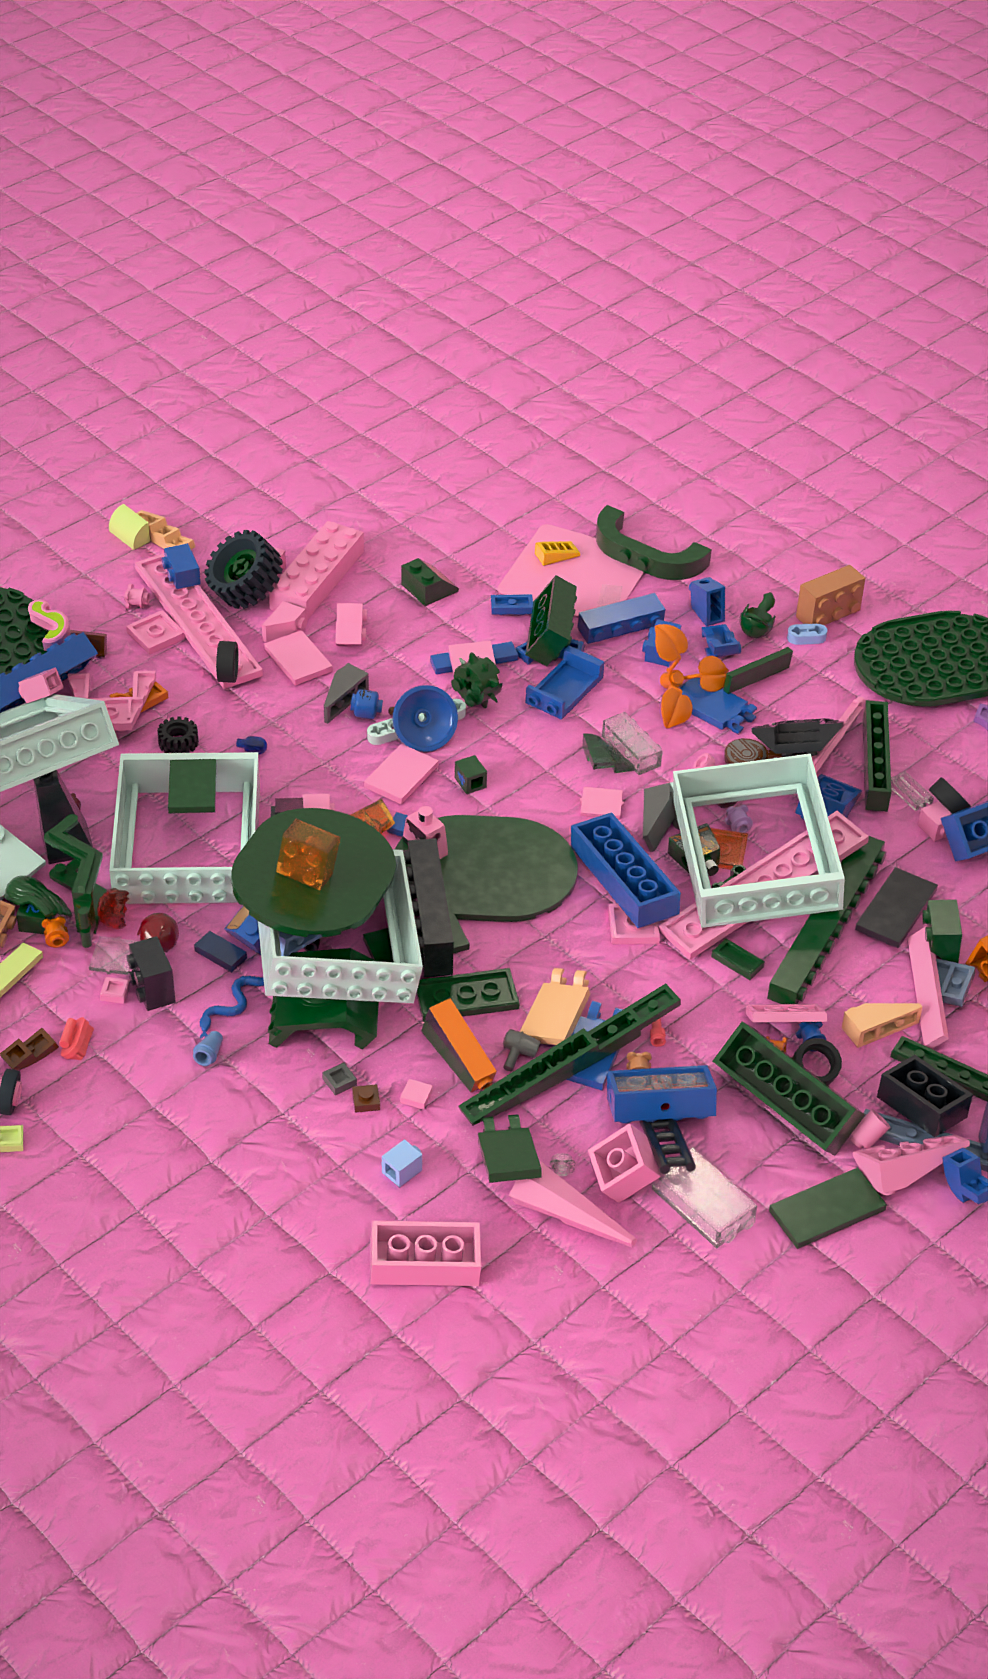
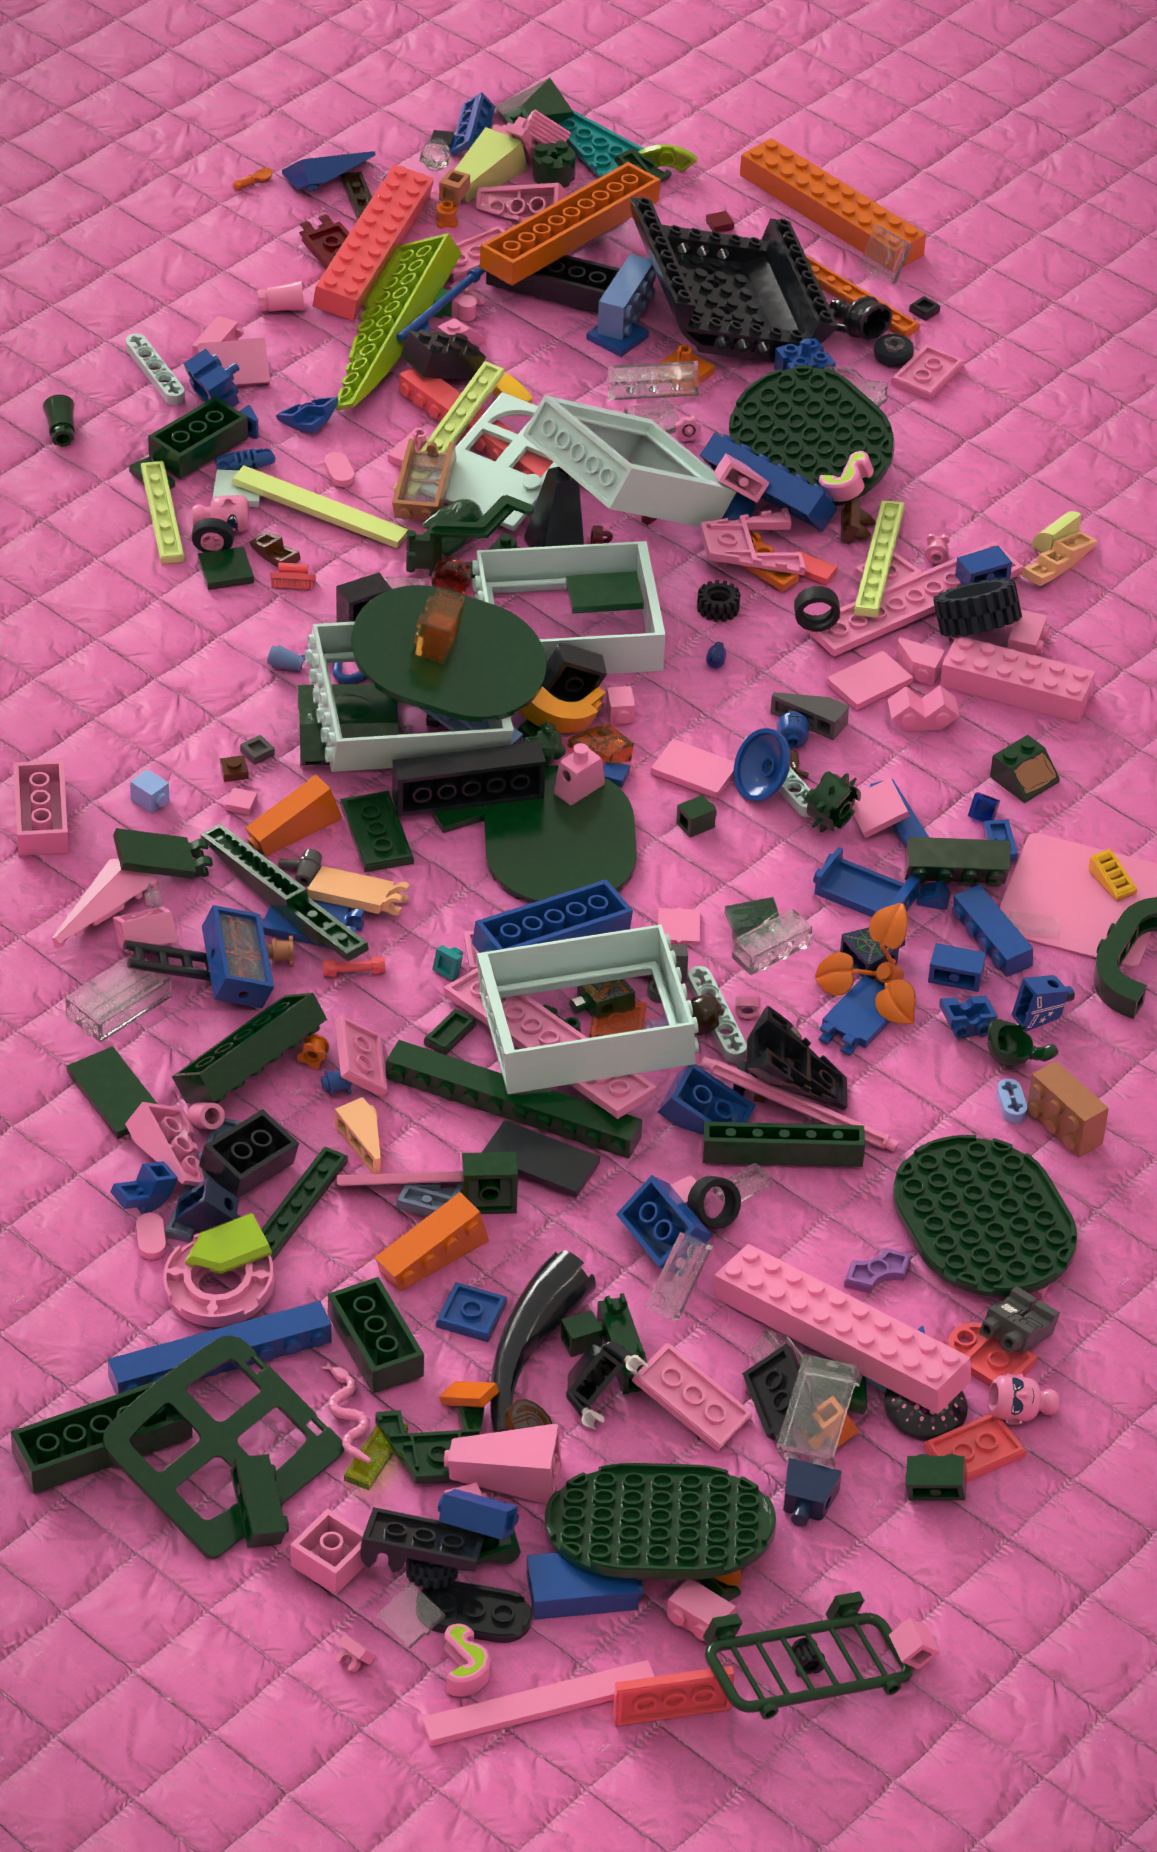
camera: 85 degrees right, 0 degrees up
(48, 1092) = (225, 568): none -> dark green tile
(126, 681) = (818, 569): none -> coral tile
(145, 630) = (879, 559): none -> yellowish green tile
(473, 607) = (983, 807): none -> clear blue tile
(643, 687) = (865, 951): none -> dark blue torso
(655, 949) = (448, 962): none -> teal tile
(757, 670) = (918, 1045): tile -> none
(826, 1048) = (286, 1066): black tyre -> none

